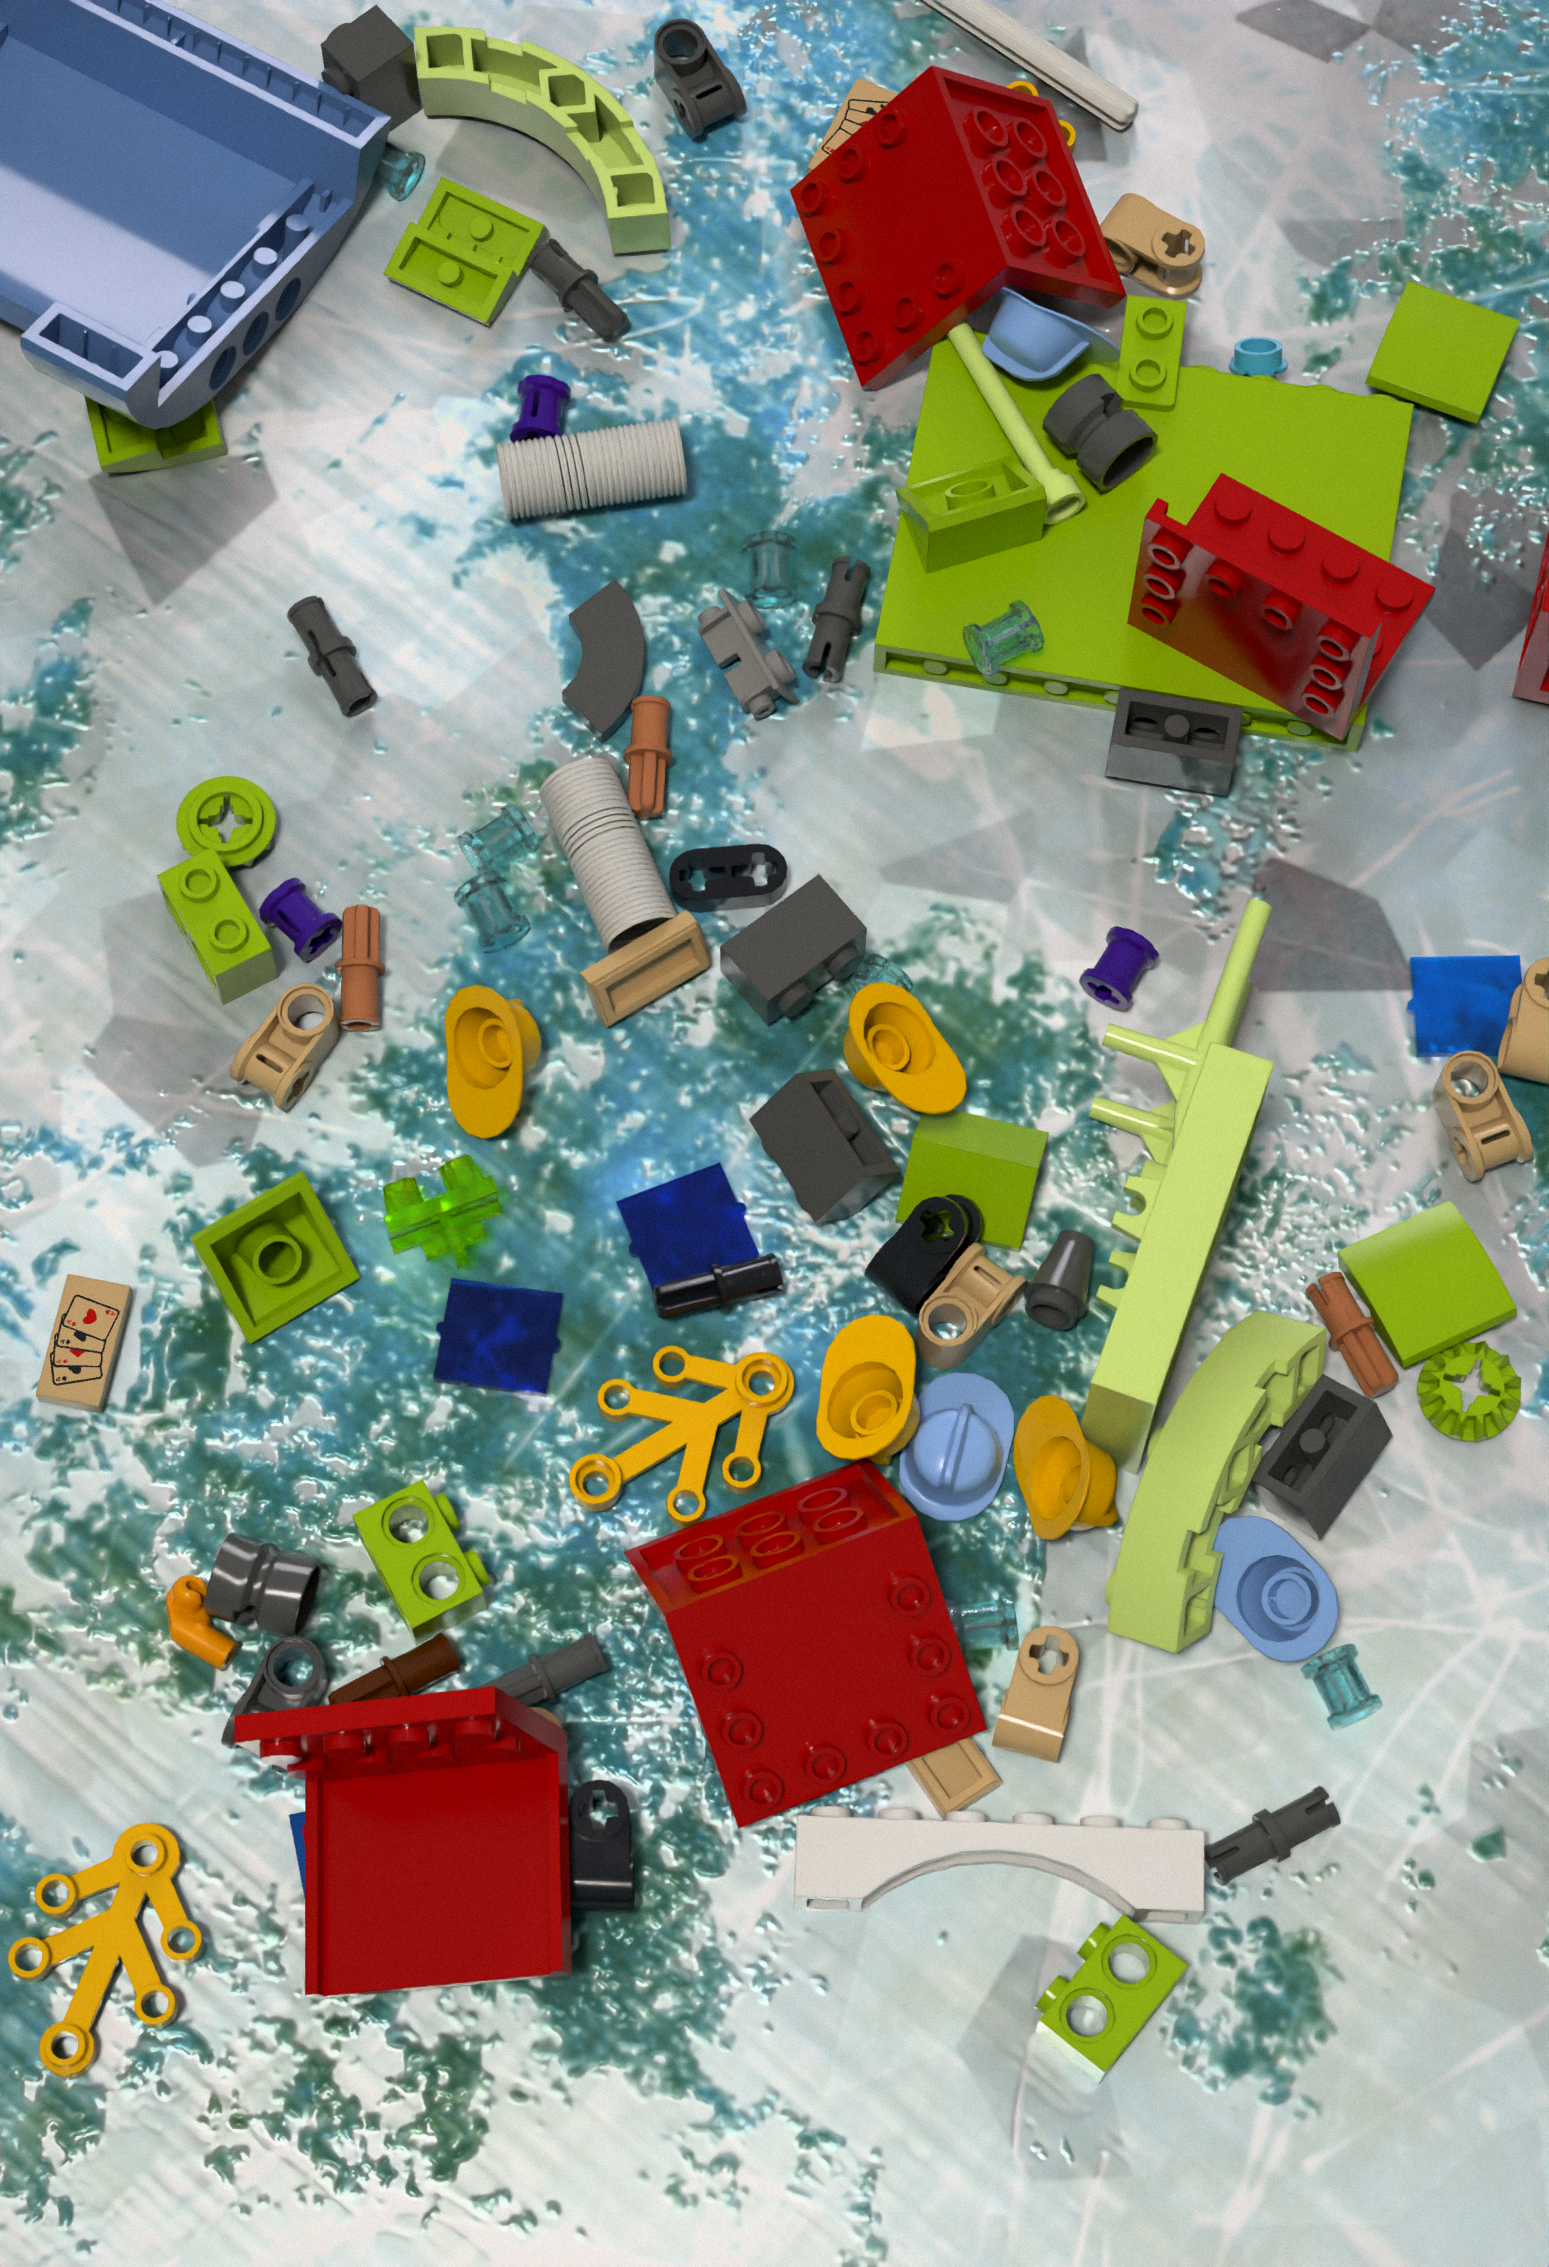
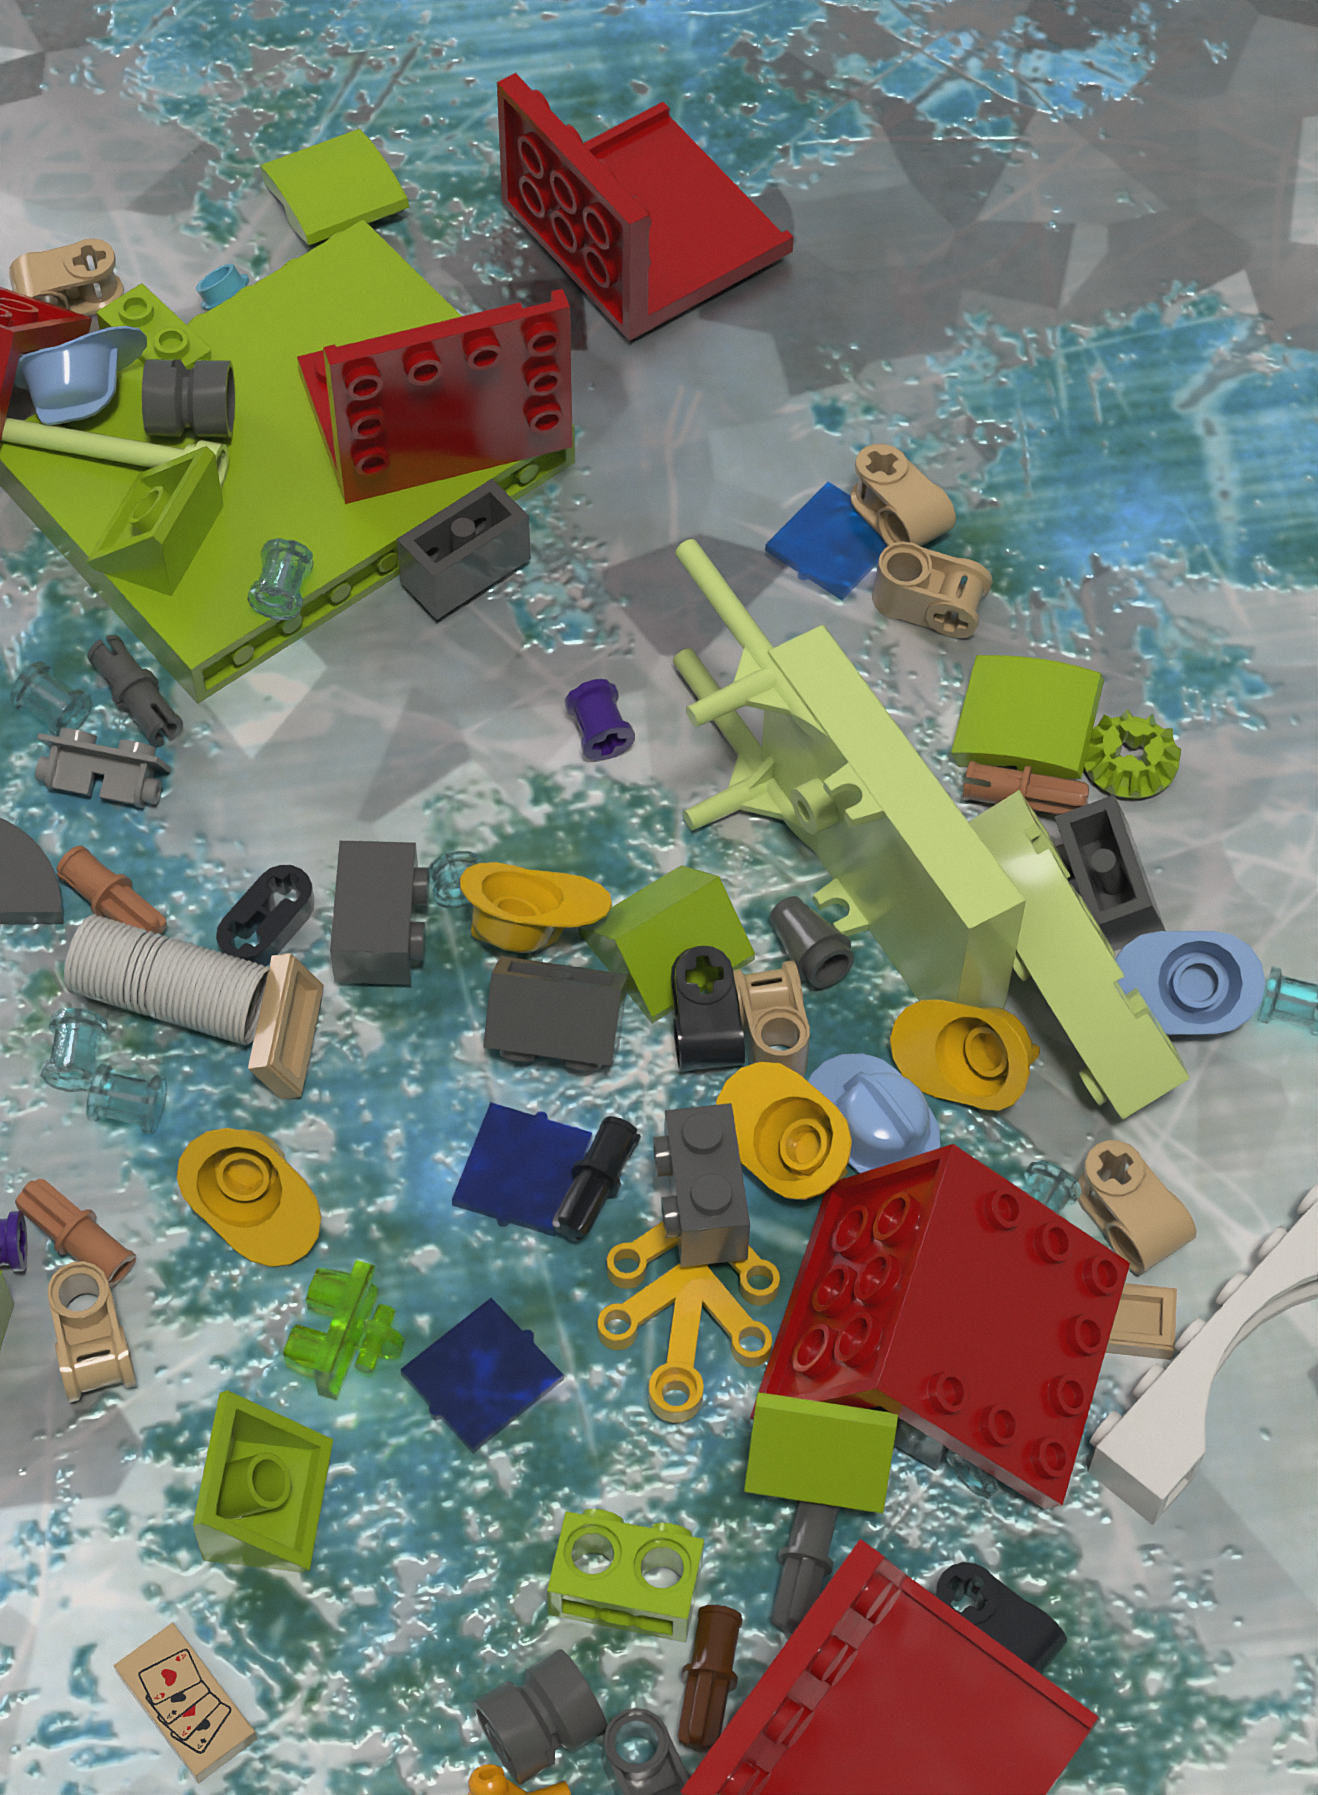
camera: 50 degrees left, 10 degrees down
(615, 1623) = (820, 1452): none -> lime slope
(761, 1367) = (705, 1185): none -> dark grey brick

